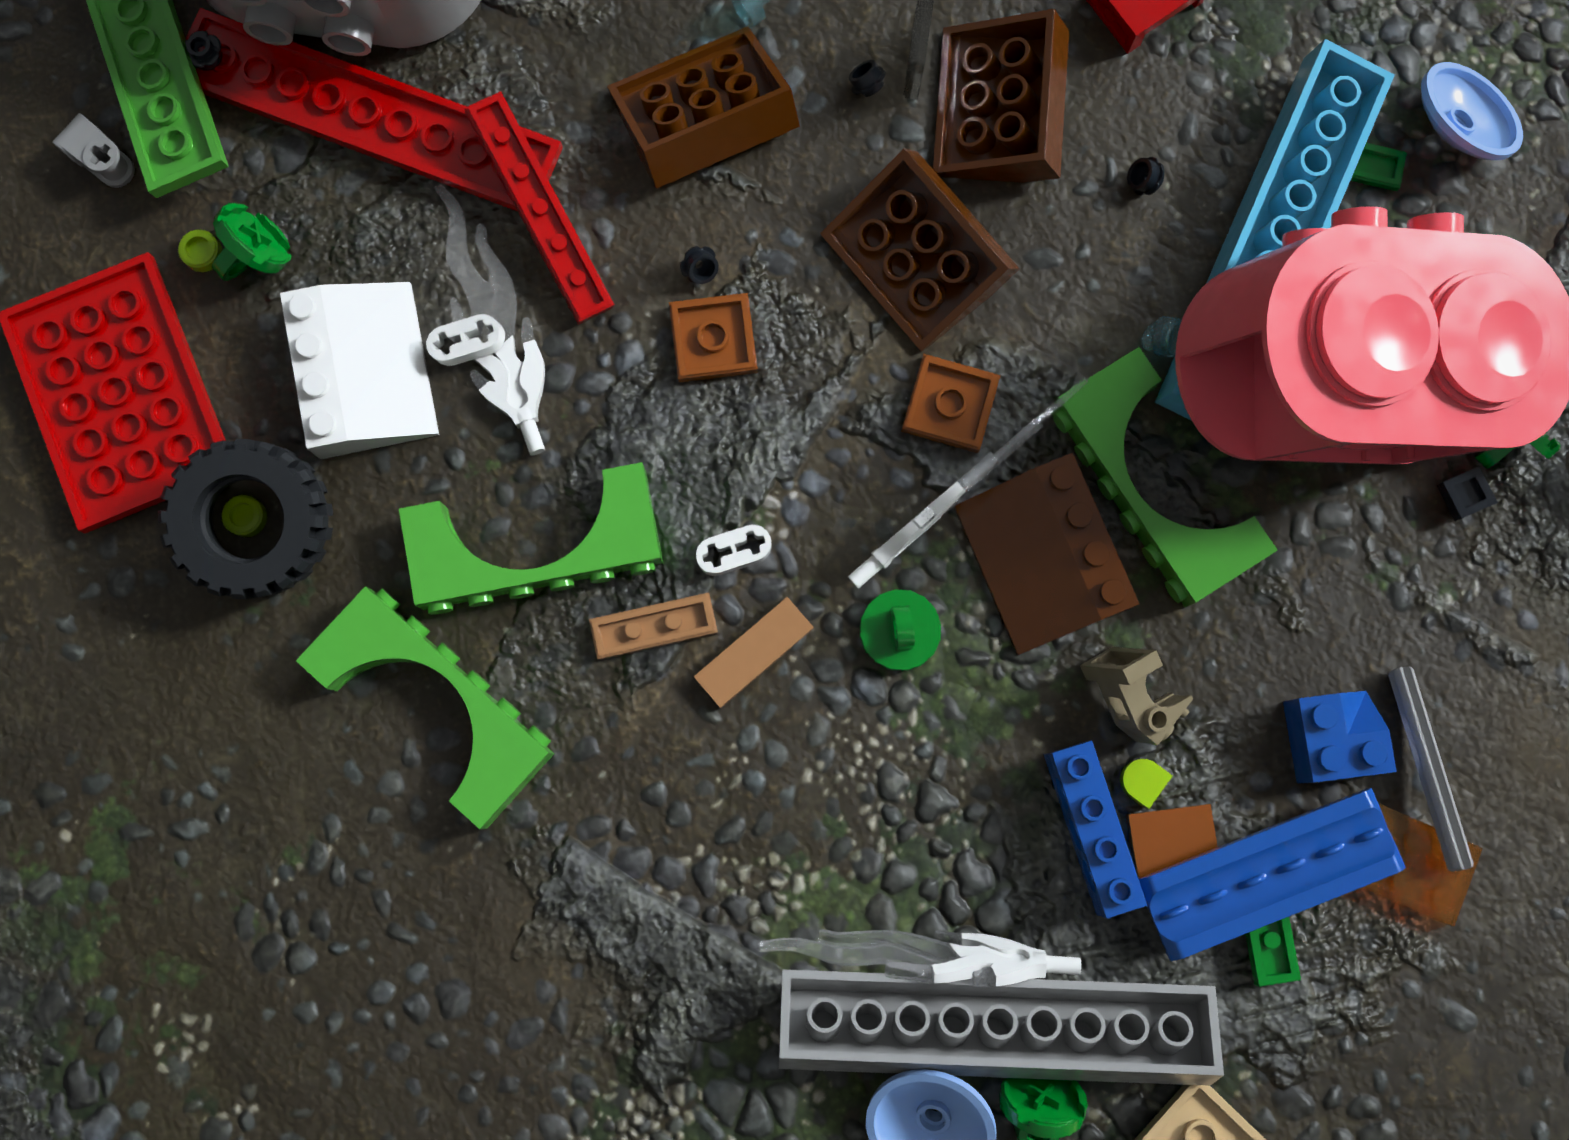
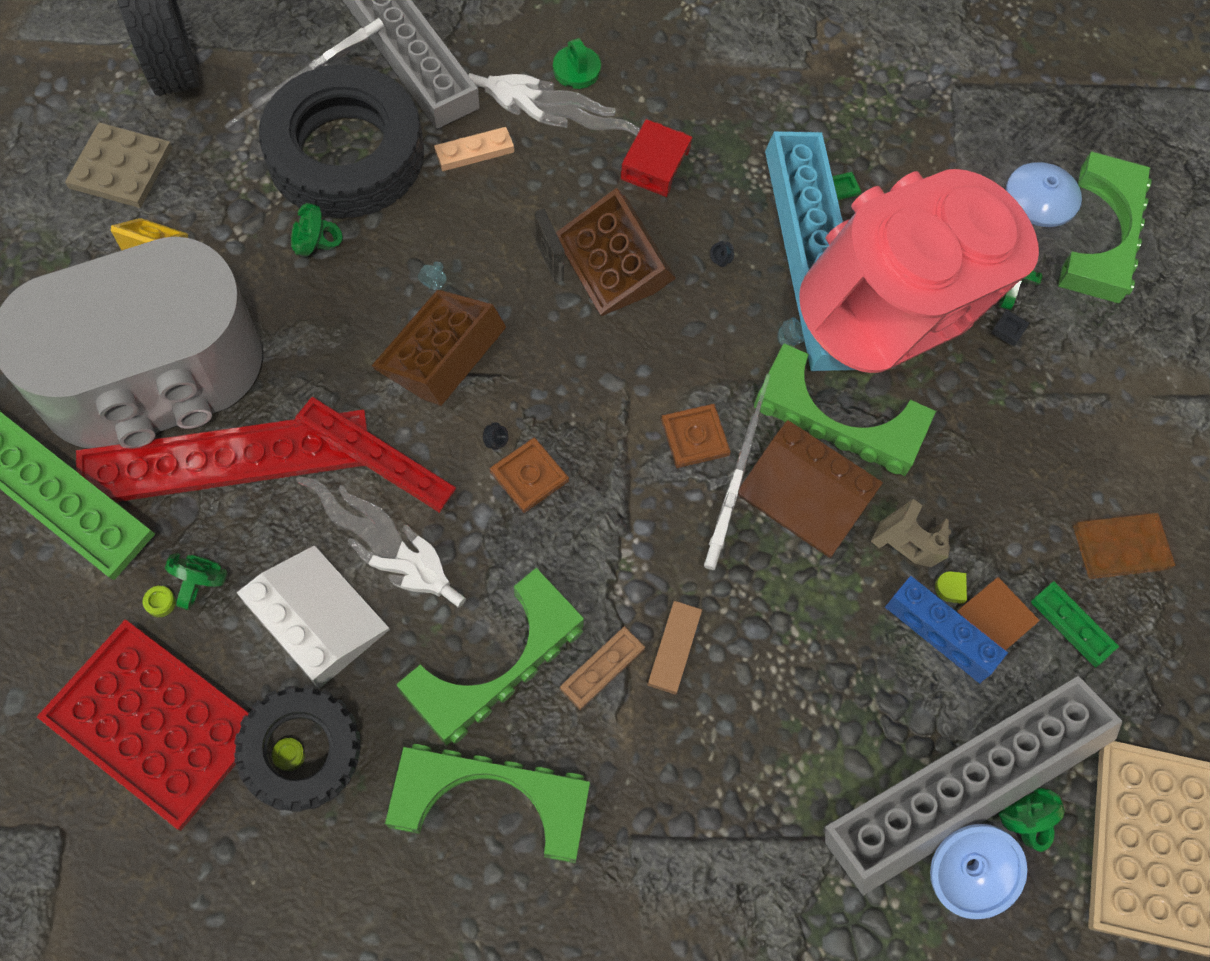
camera: 35 degrees left, 15 degrees down
(95, 152) = (49, 576): light grey piece -> none
(210, 56) = (98, 479): black plate -> none
(462, 331) = (370, 553): white beam -> none
(728, 541) = (628, 596): white beam -> none
(867, 78) = (528, 281): black plate -> none
(900, 630) = (753, 582): green tile -> none
(918, 249) = (620, 359): reddish brown slope -> none
(945, 959) = (907, 765): piece -> none
(1271, 874) = (1060, 595): blue plate -> none
(1337, 737) = (1039, 497): blue slope -> none
(1430, 769) = (1100, 485): light grey axle -> none
(1470, 112) = (872, 134): light blue dish -> none

